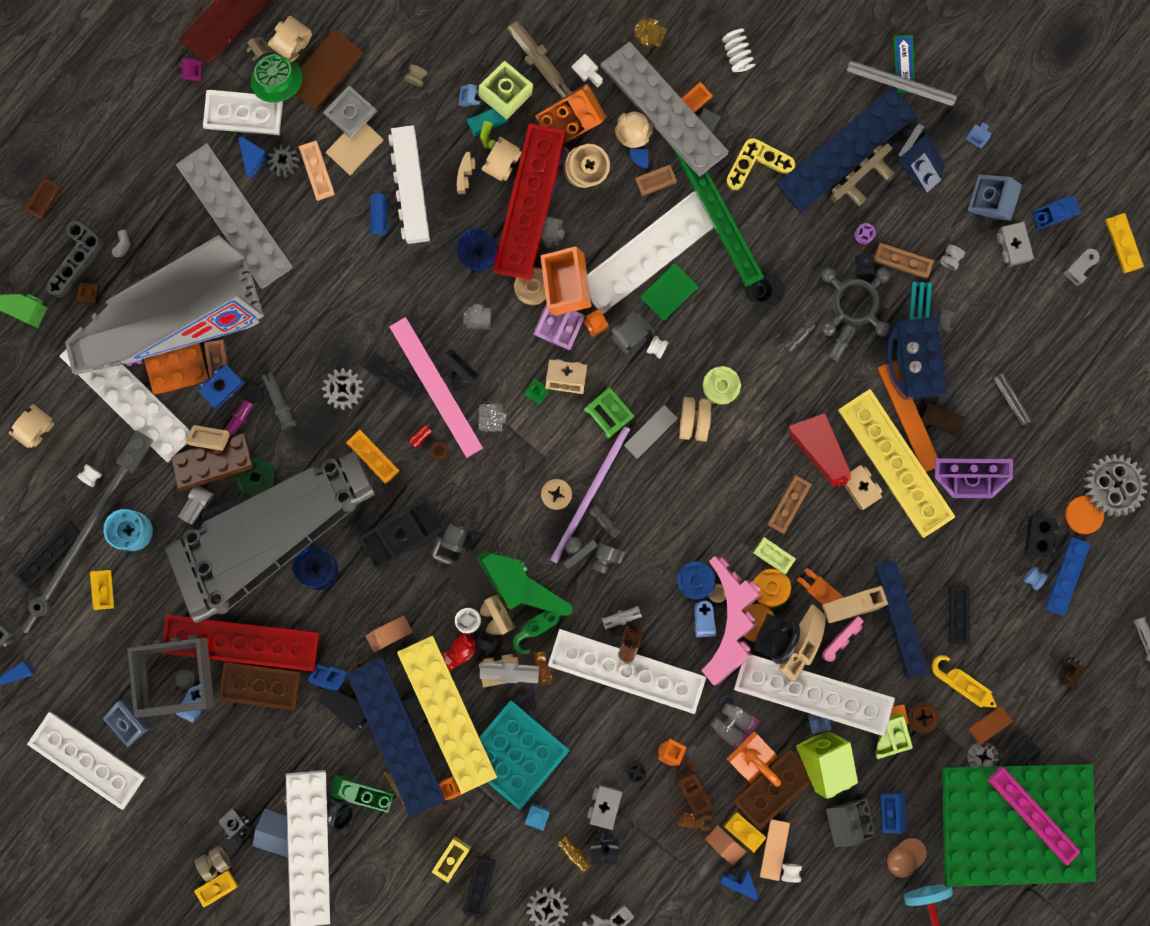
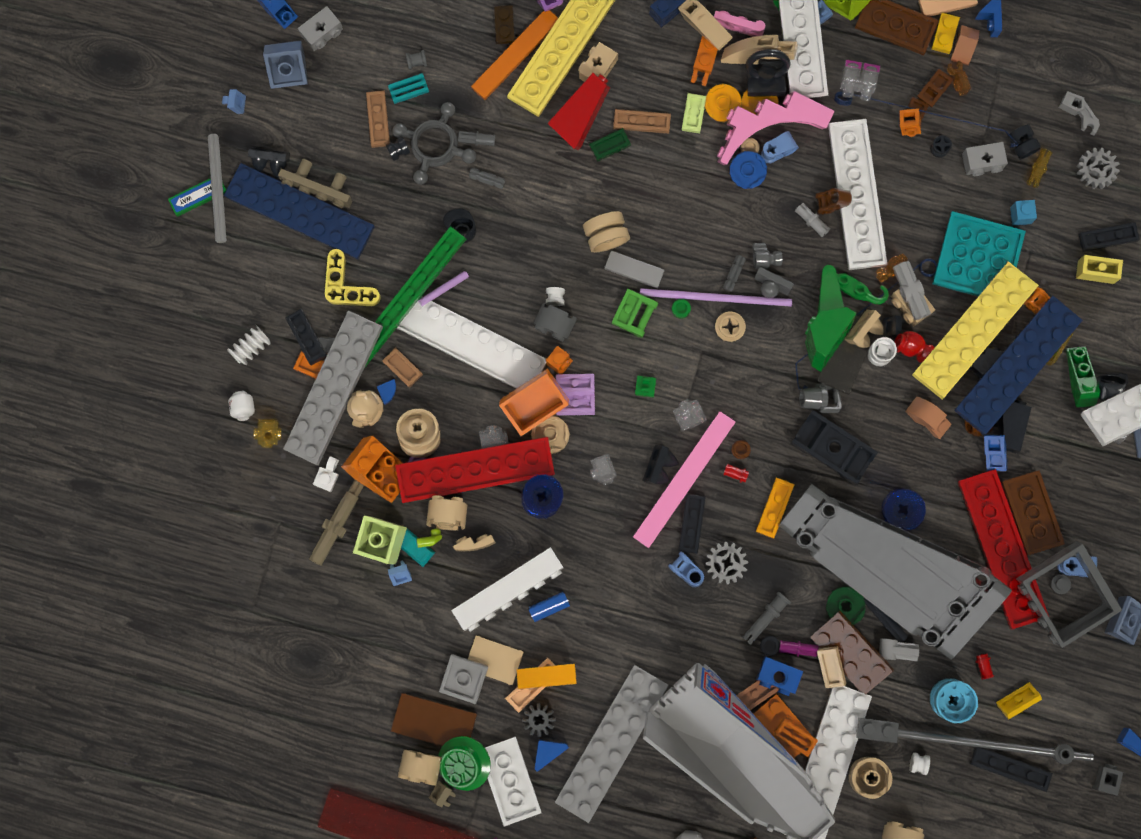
camera: 110 degrees left, 5 degrees down
(88, 430) = (877, 786): none -> tan brick
(146, 575) = (984, 666): none -> red pin
(175, 368) = (781, 728): none -> orange tile
(316, 183) = (546, 676): none -> light orange slope
(354, 350) = (686, 569): none -> medium blue piece
(415, 75) = (402, 632): dark tan wheel -> none
(557, 378) = (626, 371): tan brick -> none
(594, 457) = (681, 308): none -> green tile
(669, 292) = (499, 310): green piece -> none
(686, 20) = (241, 405): none -> white head
(711, 248) = (443, 288): none -> lavender bar
(721, 385) = (563, 226): yellowish green tile -> none
(723, 105) = (306, 337): none -> black tile
(753, 759) = (880, 51): orange tile -> none
(780, 464) = (610, 144): none -> dark green tile
(865, 230) = (366, 158): medium lavender wheel -> none
(917, 359) = (461, 65): dark blue piece -> none
(923, 164) = (284, 136): dark blue slope -> none
(952, 257) = (356, 77): light grey wheel -> none

